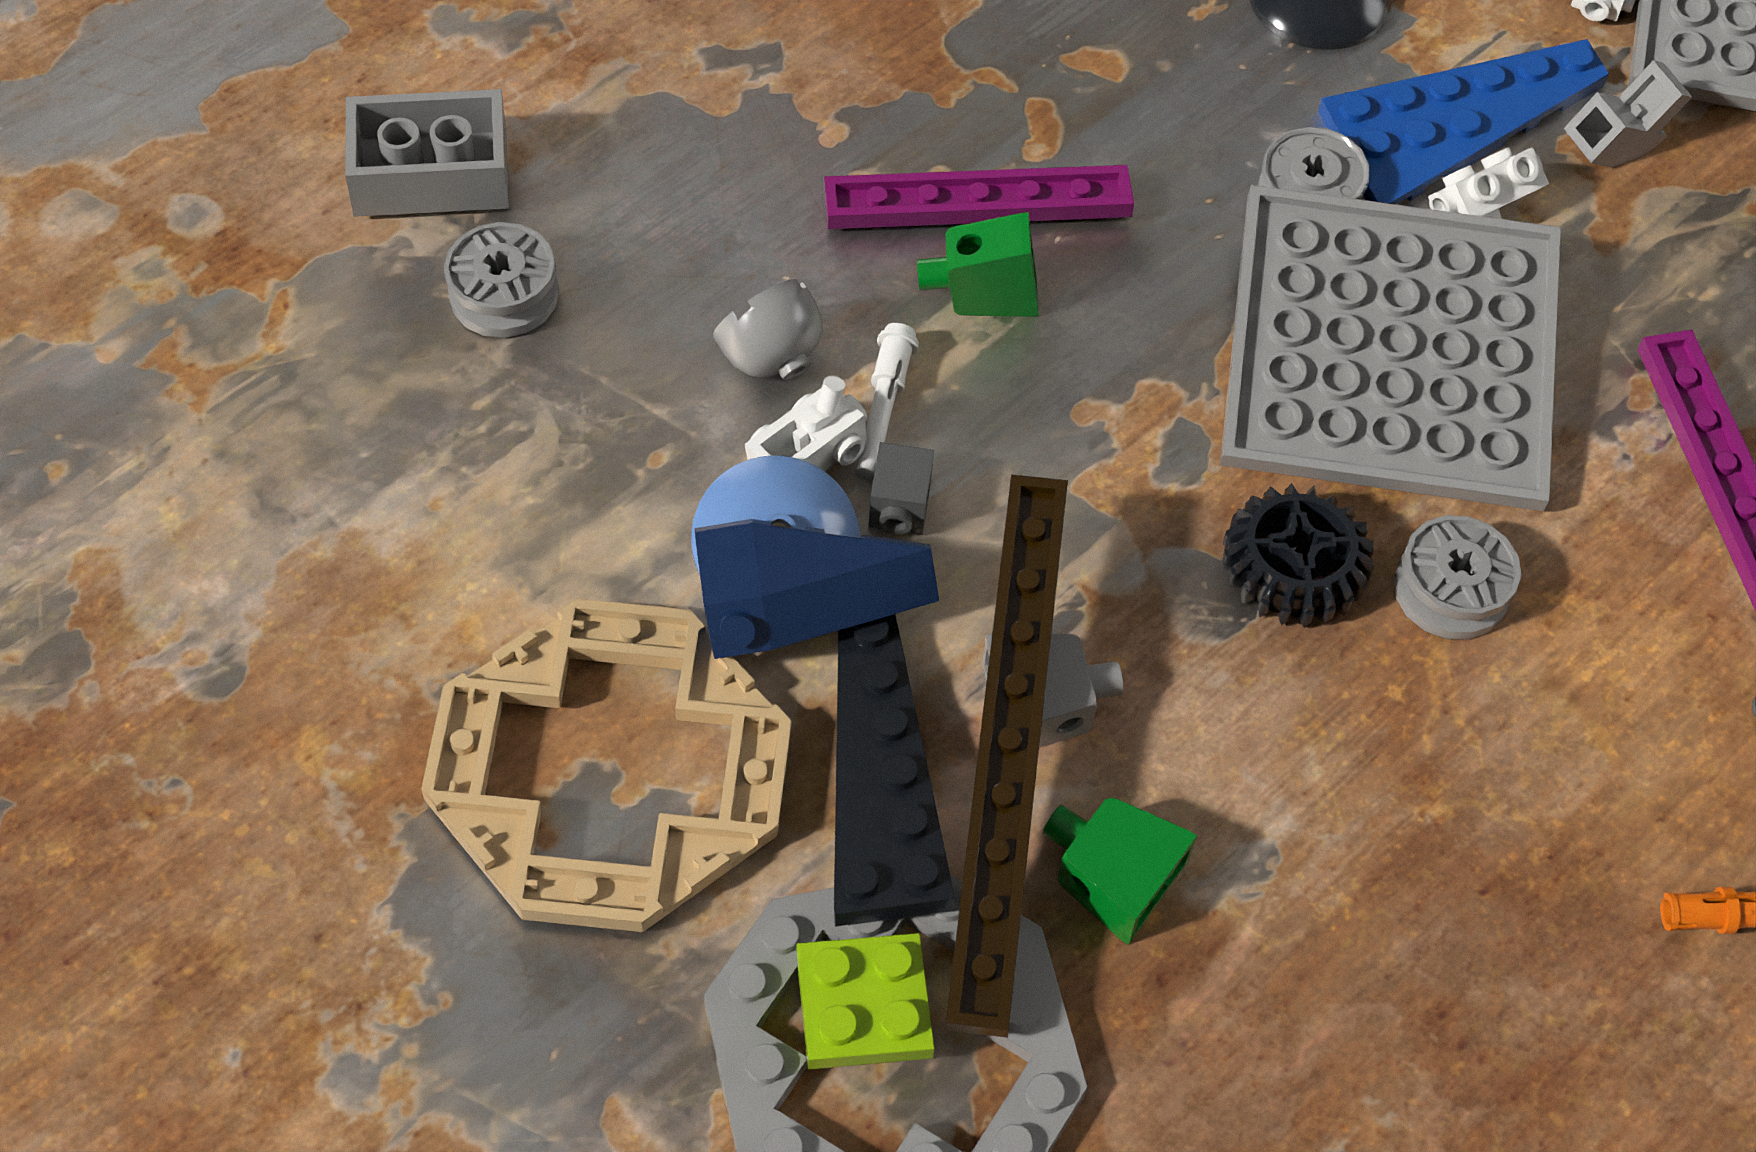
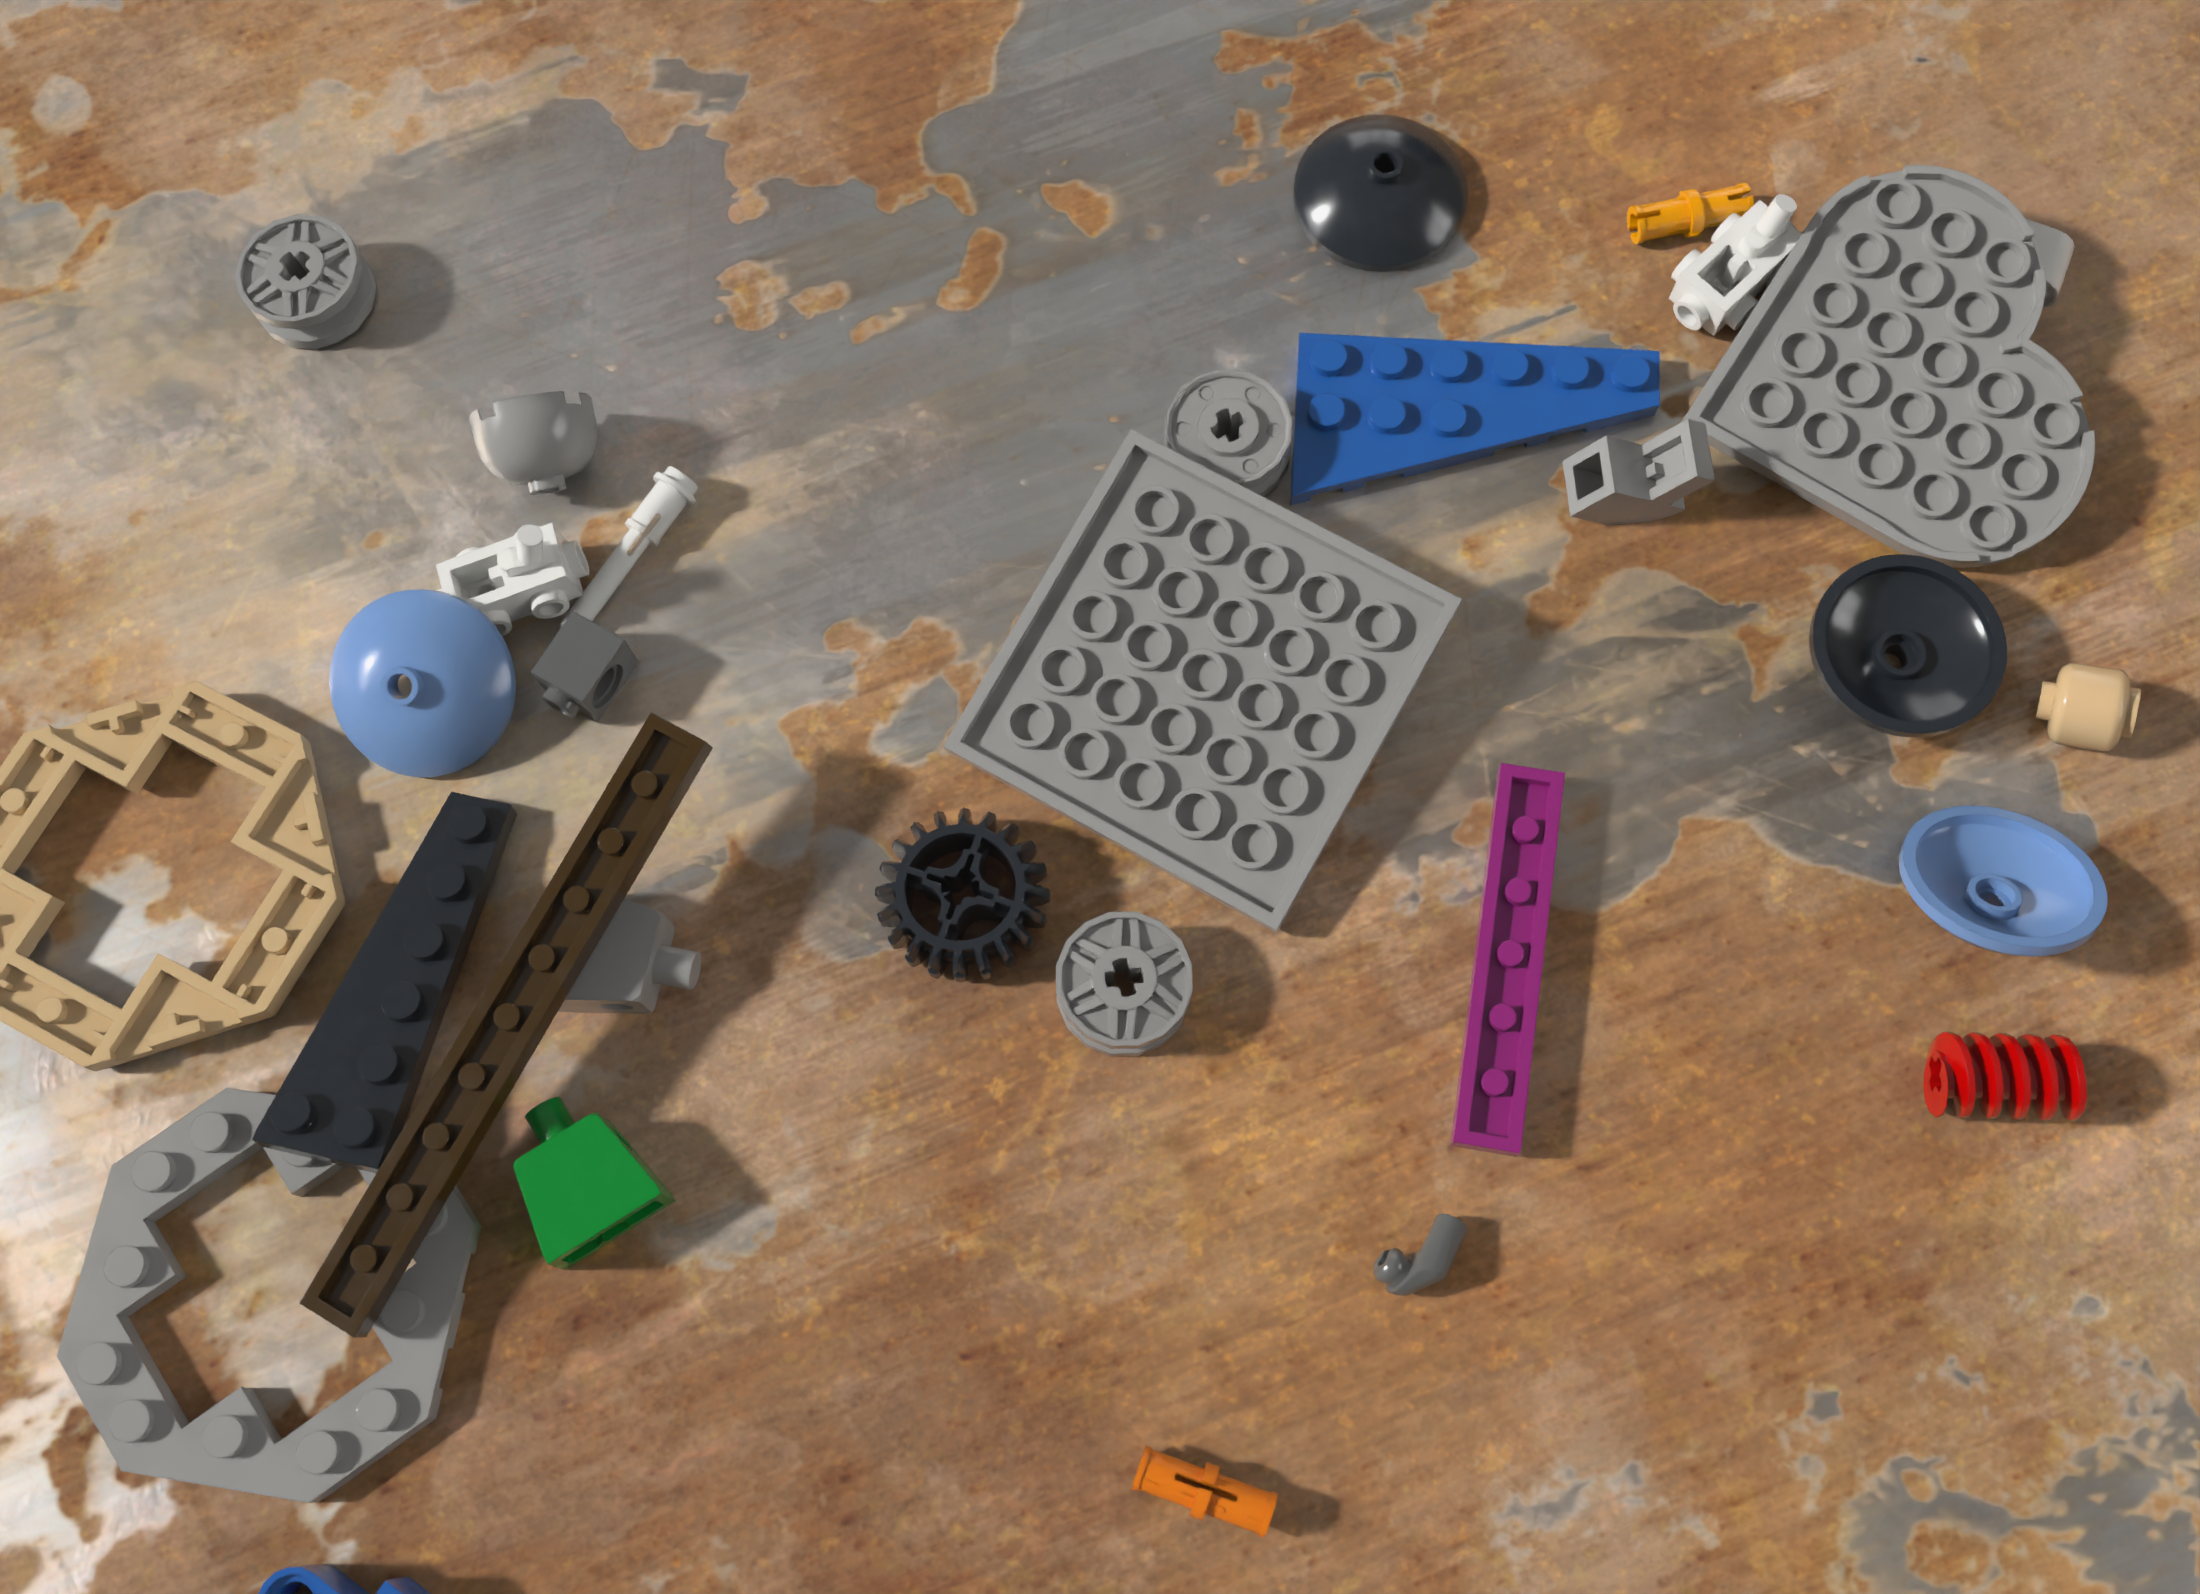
camera: 30 degrees right, 15 degrees up
(426, 152) = (293, 107): light grey brick -> none
(792, 585) = (375, 752): dark blue wedge -> none
(864, 1001) = (249, 1239): lime plate -> none
(977, 196) = (851, 338): magenta plate -> none
(986, 268) = (803, 435): green torso -> none
(1500, 183) = (1403, 520): white brick -> none

